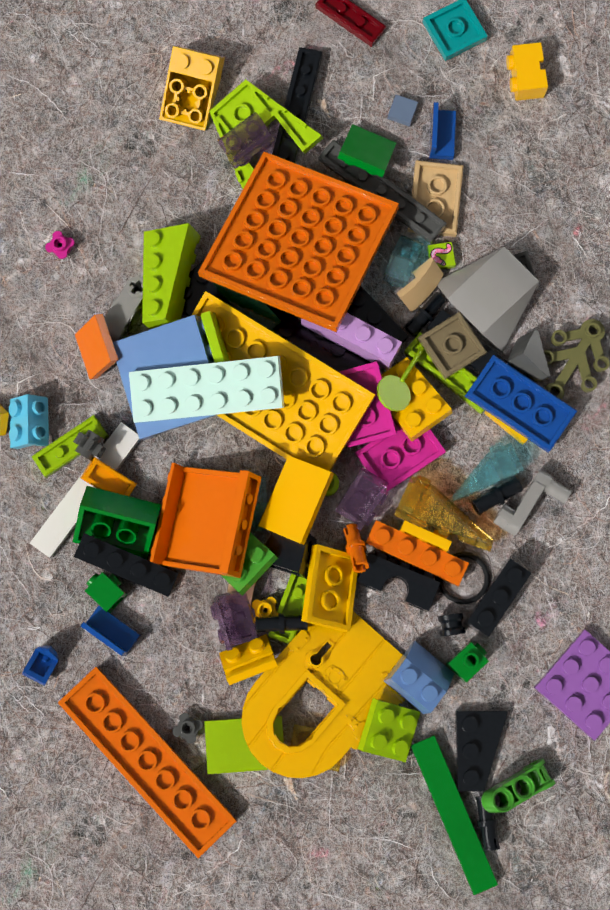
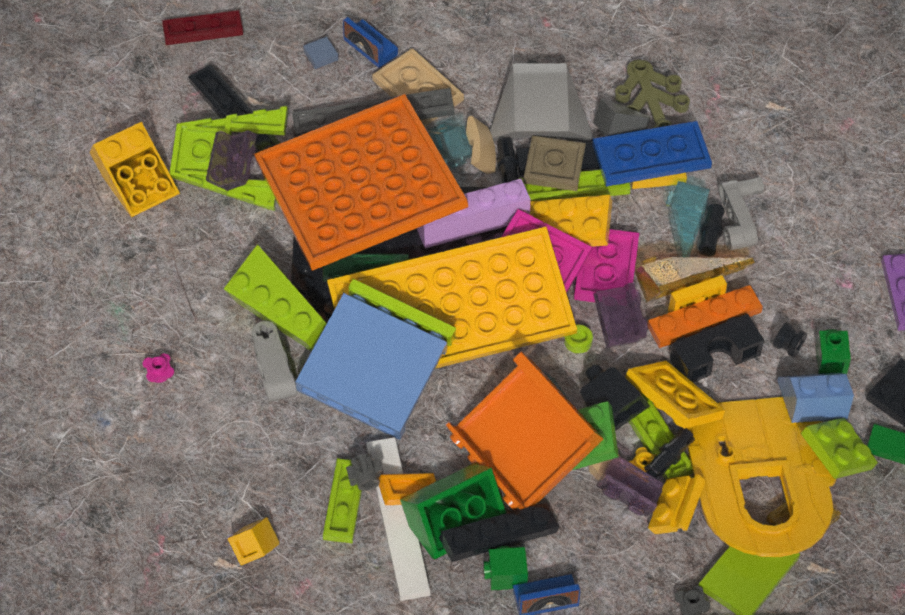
camera: 50 degrees left, 25 degrees down
(28, 421) = (289, 511): medium azure bracket -> none
(96, 346) = (283, 402): orange tile -> none
(206, 389) = (415, 337): light aqua plate -> none
(296, 500) = (575, 353): yellow tile -> none
(355, 548) = (658, 351): orange pin -> none
(366, 150) = (331, 94): green tile -> none
(394, 391) = (553, 218): lime piece -> none
(442, 255) = (469, 110): lime tile -> none
(484, 588) = (780, 299): black piece -> none
(497, 598) = (796, 278): black arch -> none

